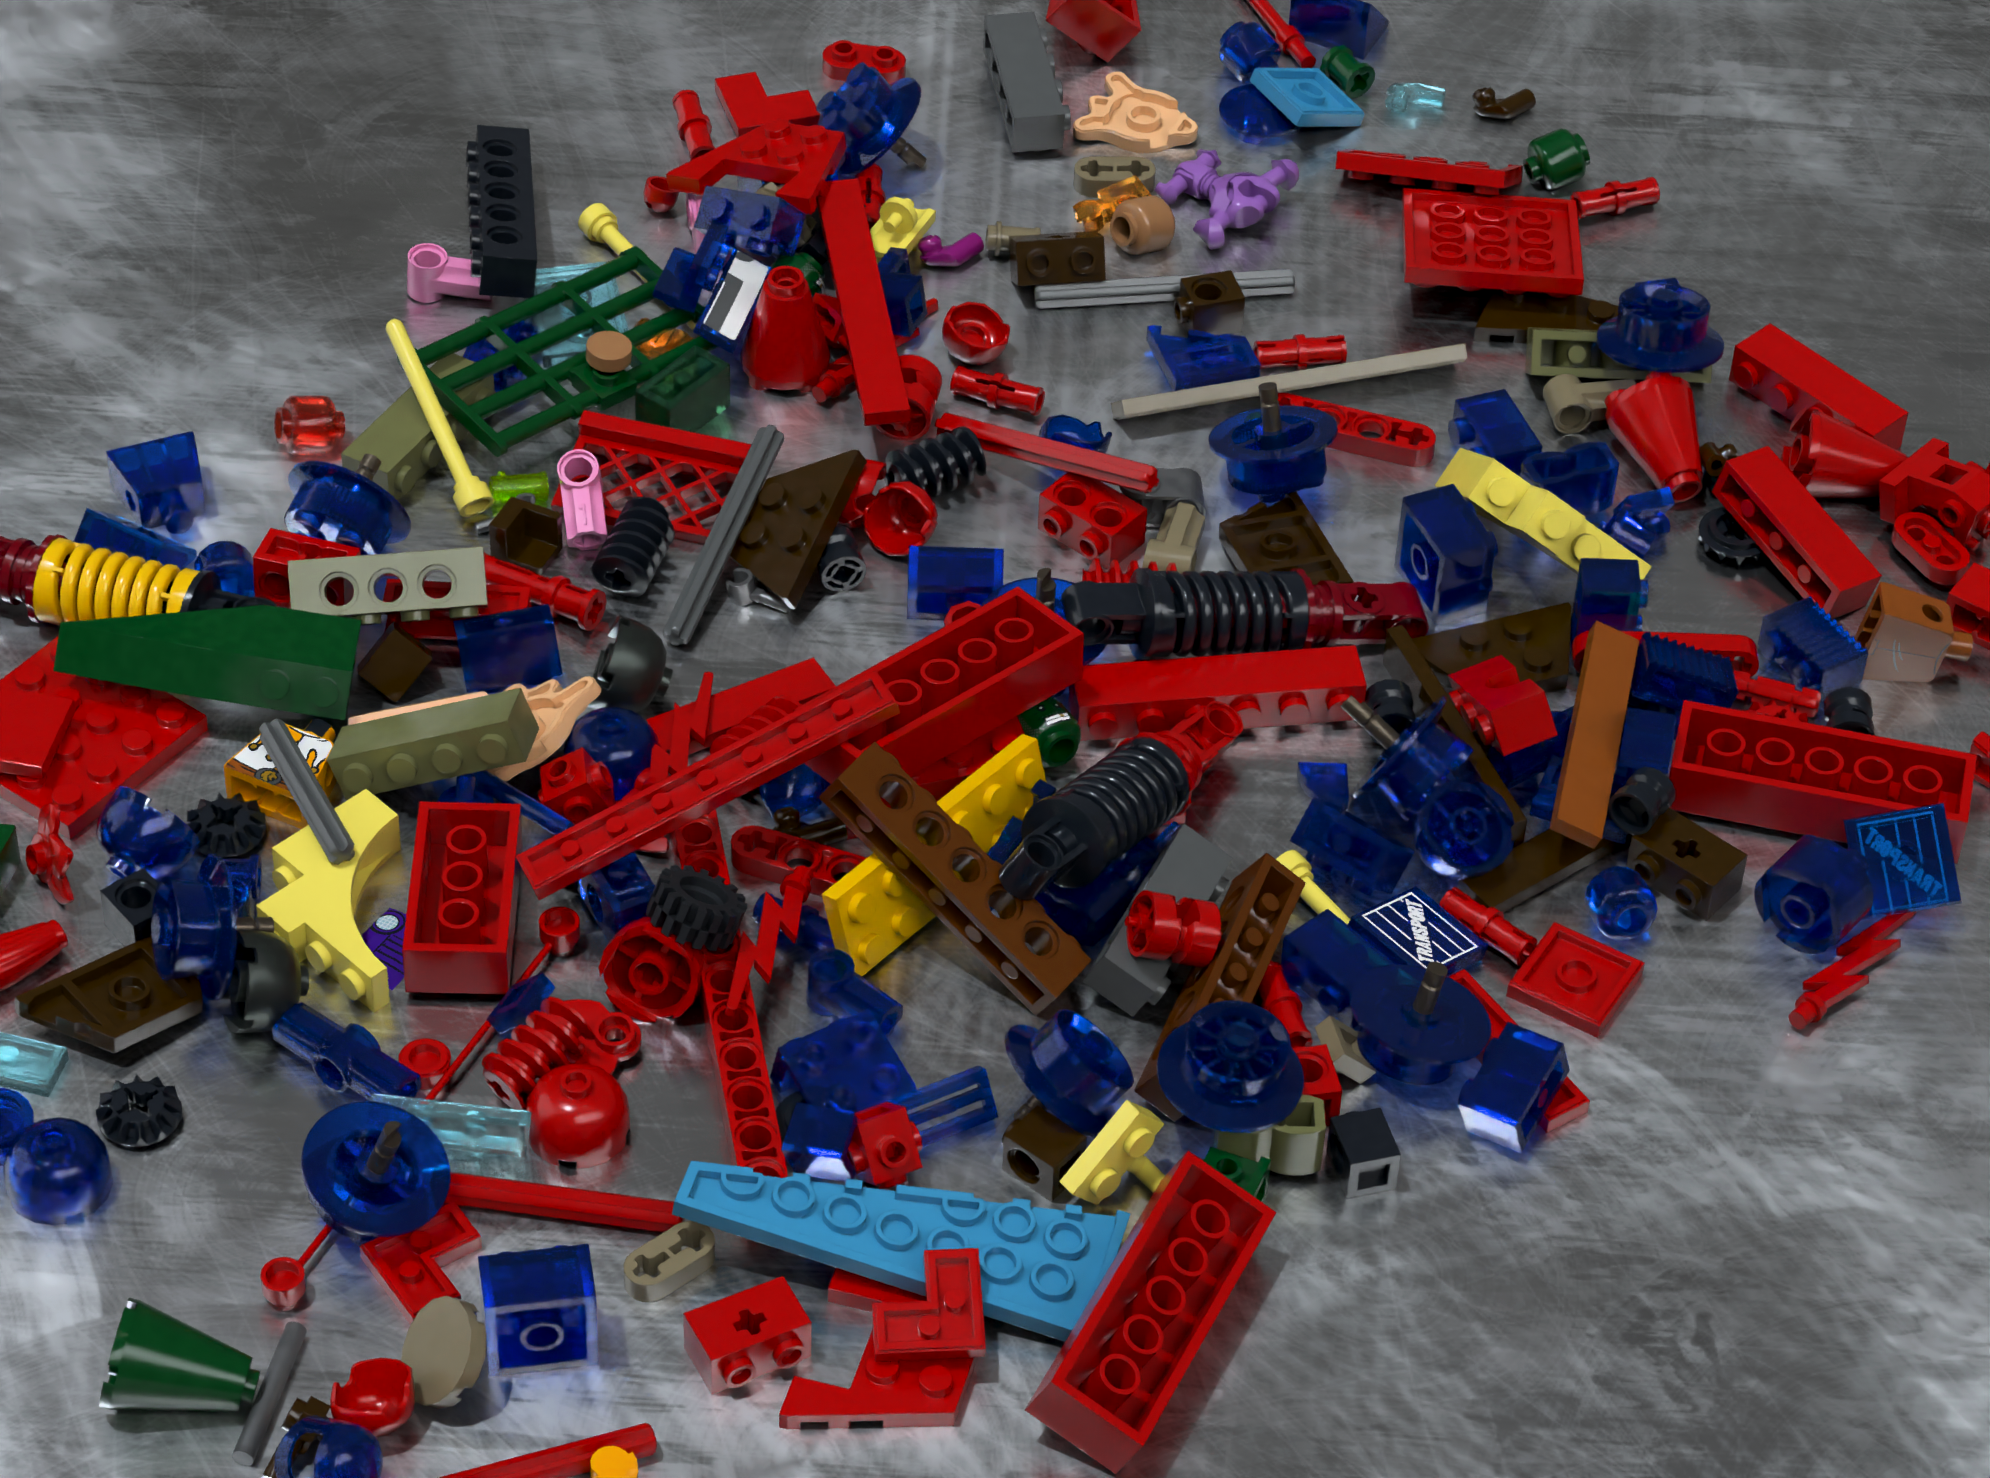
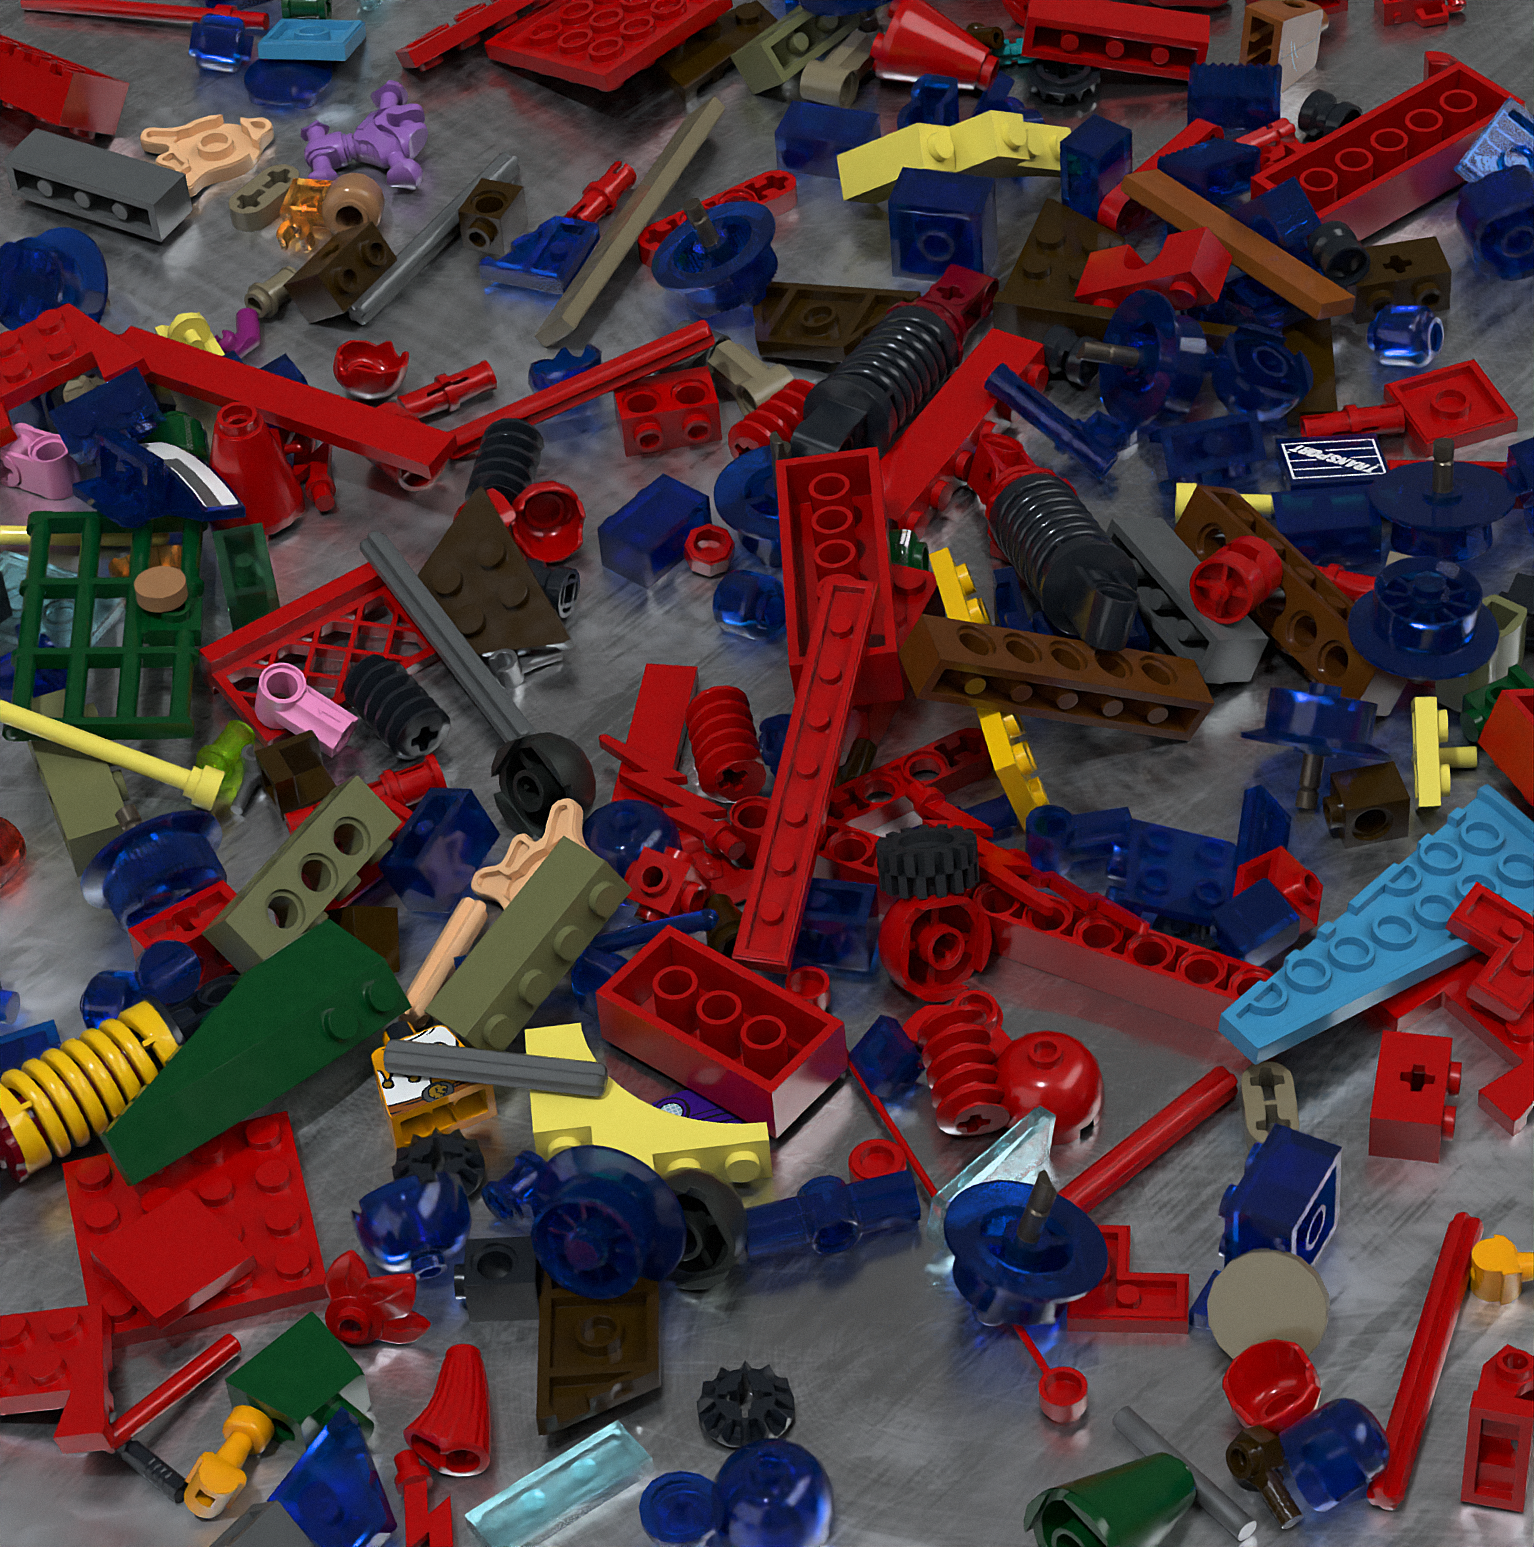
camera: 45 degrees left, 0 degrees up
(240, 568) = (168, 971): none -> clear blue piece
(790, 980) = (1078, 896): none -> red piece
(1287, 789) = (1067, 434): none -> clear blue pin

